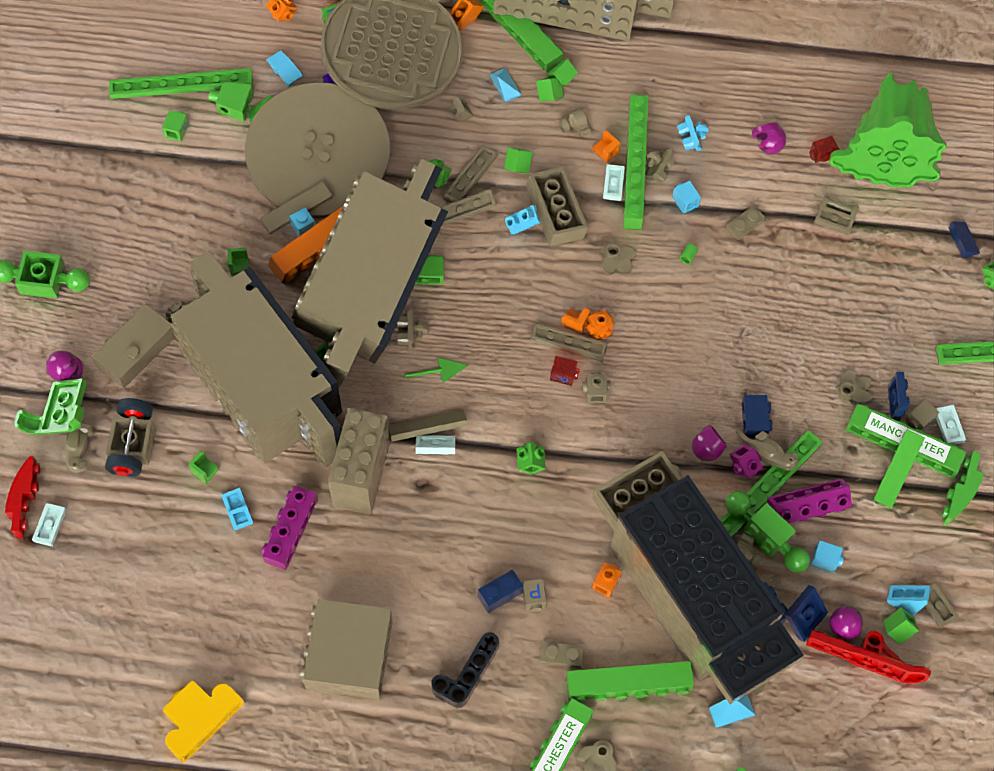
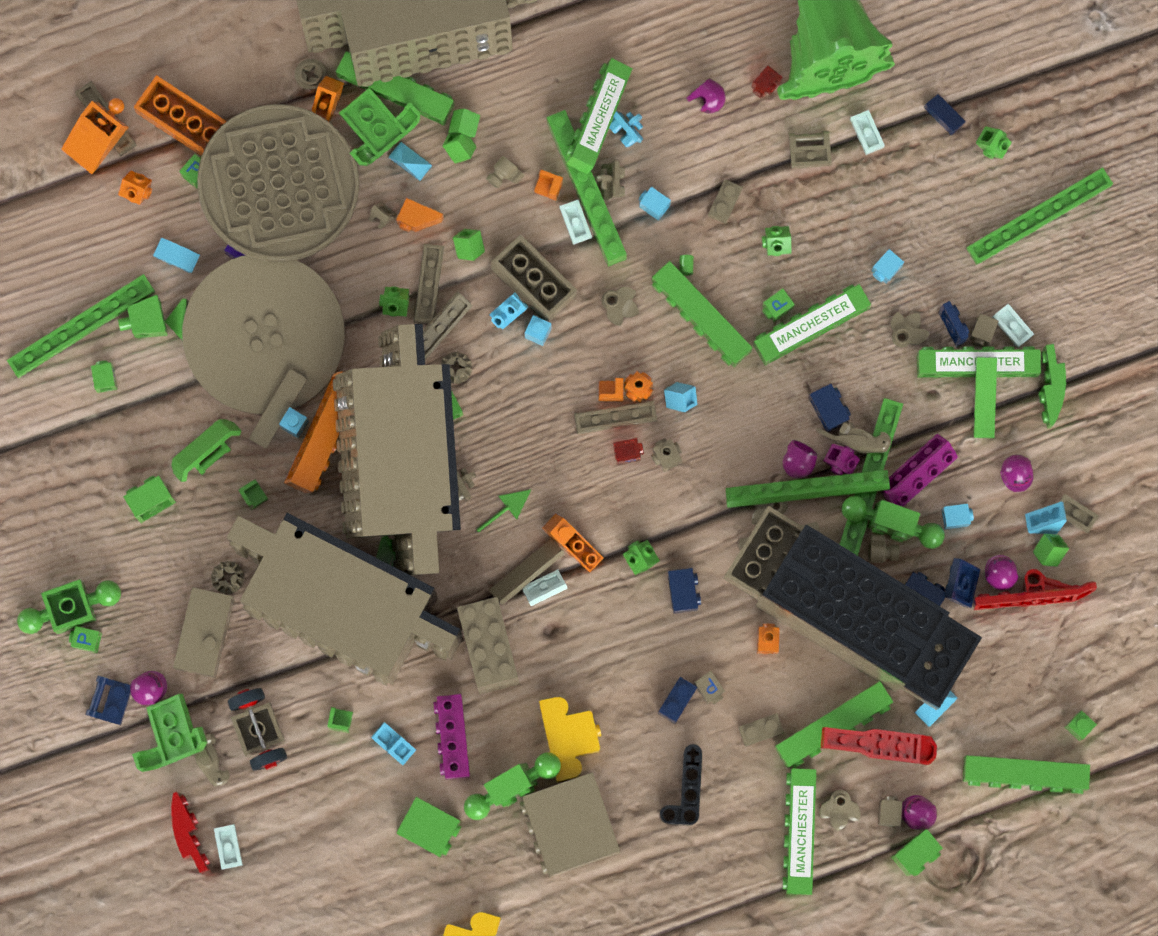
camera: 25 degrees left, 15 degrees up
(31, 368) = (115, 704): none -> dark blue plate
(38, 307) = (85, 639): none -> bright green brick
(153, 224) = (149, 498): none -> bright green brick
(213, 209) = (202, 447): none -> bright green piece
(226, 592) = (429, 827): none -> bright green panel
(314, 585) = (511, 784): none -> bright green brick
(389, 573) = (569, 735): none -> yellow brick
(459, 251) = (462, 374): none -> dark tan gear
(479, 420) = (572, 542): none -> orange slope
(488, 122) = (417, 216): none -> orange slope
(493, 46) = (377, 126): none -> bright green piece
(539, 246) = (538, 330): none -> medium azure brick
(553, 502) = (683, 590): none -> dark blue brick
(631, 350) = (680, 397): none -> medium azure panel
(665, 717) = (882, 744): none -> red piece
(673, 110) = (598, 115): none -> bright green brick
(682, 296) = (701, 314): none -> bright green brick
(709, 471) = (807, 488): none -> bright green plate
(750, 317) = (777, 305): none -> bright green brick
(773, 344) = (811, 324): none -> bright green brick
(780, 264) = (777, 240): none -> bright green brick
(860, 329) = (887, 267): none -> medium azure brick
(891, 223) = (867, 132): none -> light aqua plate
(900, 543) = (1017, 472): none -> magenta helmet

